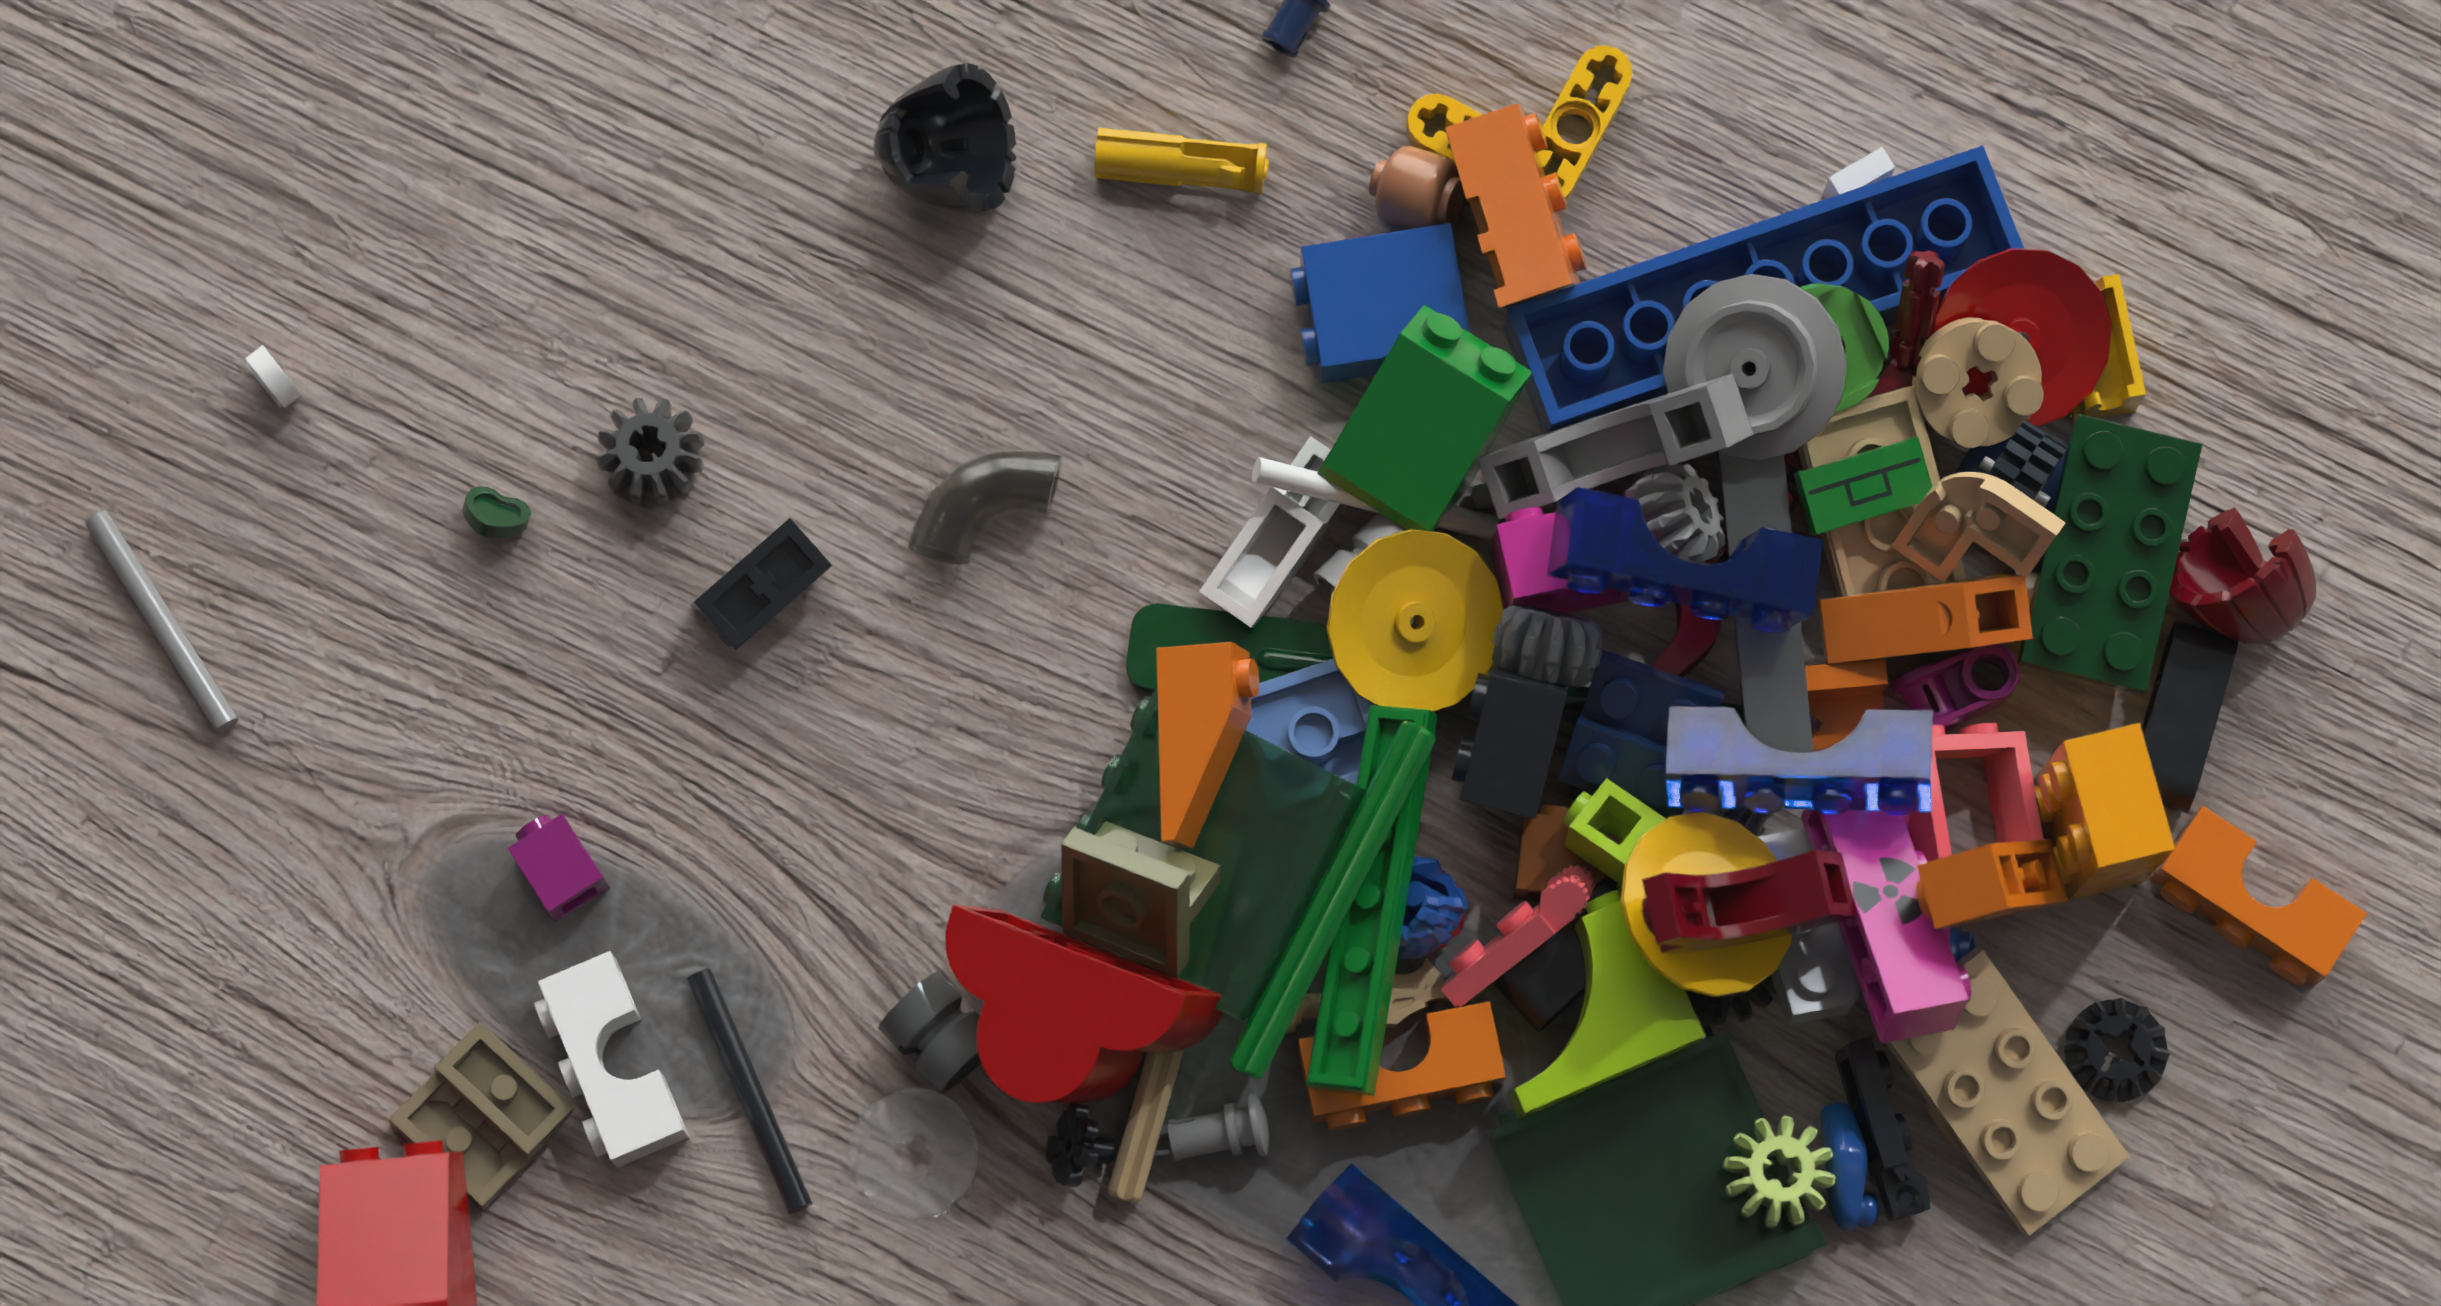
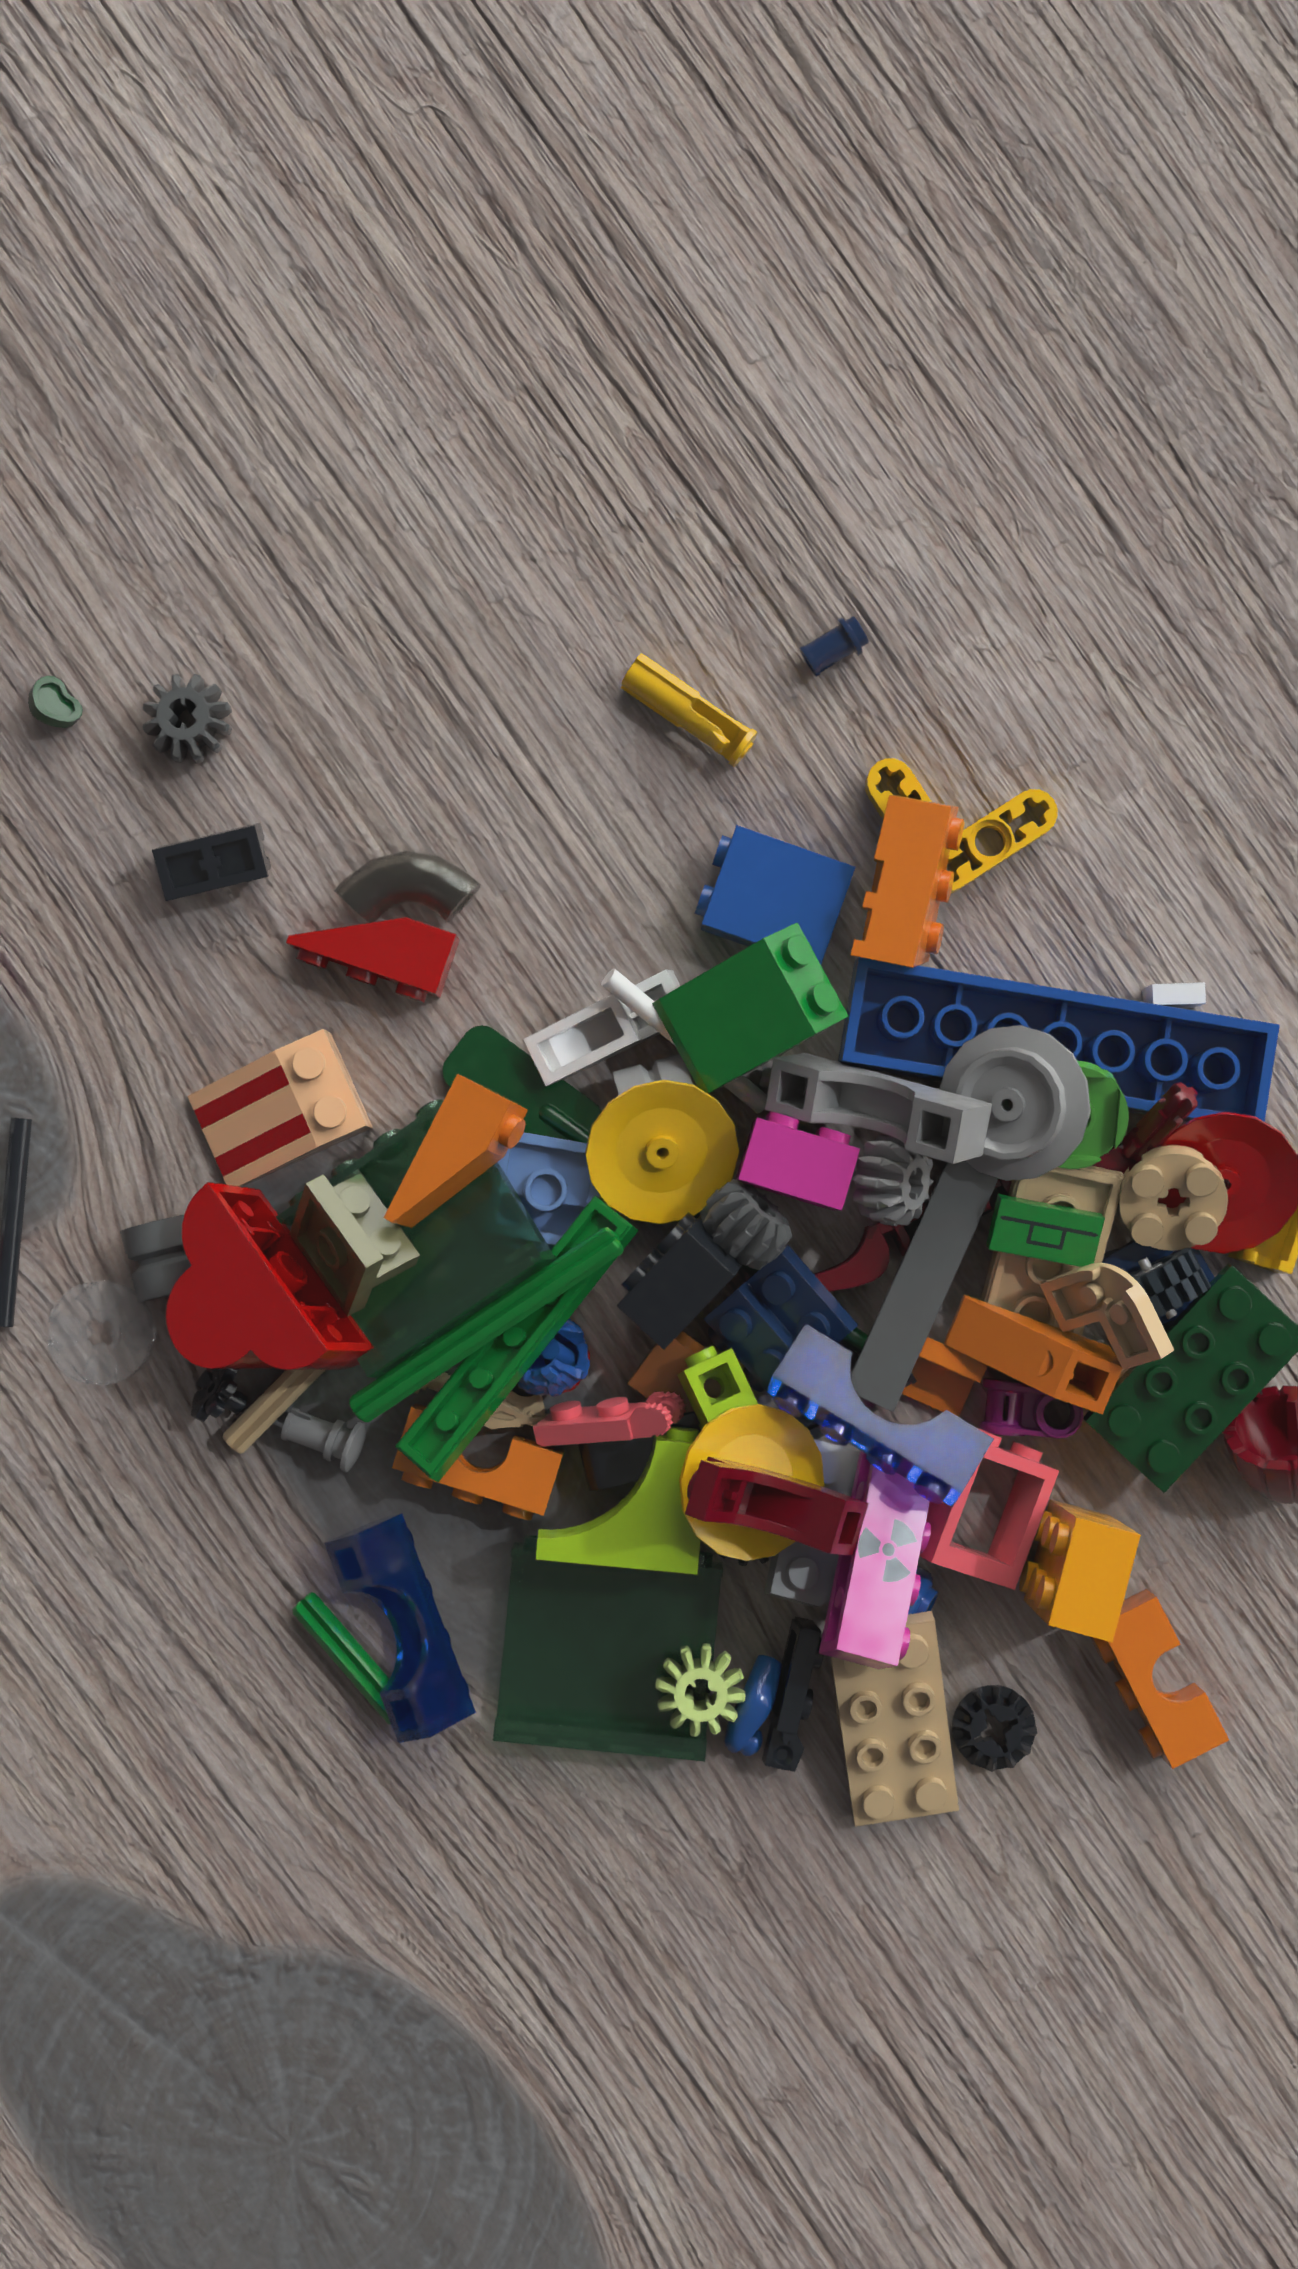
camera: 30 degrees right, 10 degrees up
(950, 140) = (526, 605): black hair -> none
(977, 807) = (280, 1109): none -> light nougat slope
(1007, 576) = (393, 949): none -> red slope
(1417, 189) = (846, 826): nougat head -> none
(1607, 544) = (828, 1182): clear blue arch -> none
(1990, 883) = (964, 1585): orange slope -> none
(2186, 709) = (1185, 1515): black beam -> none

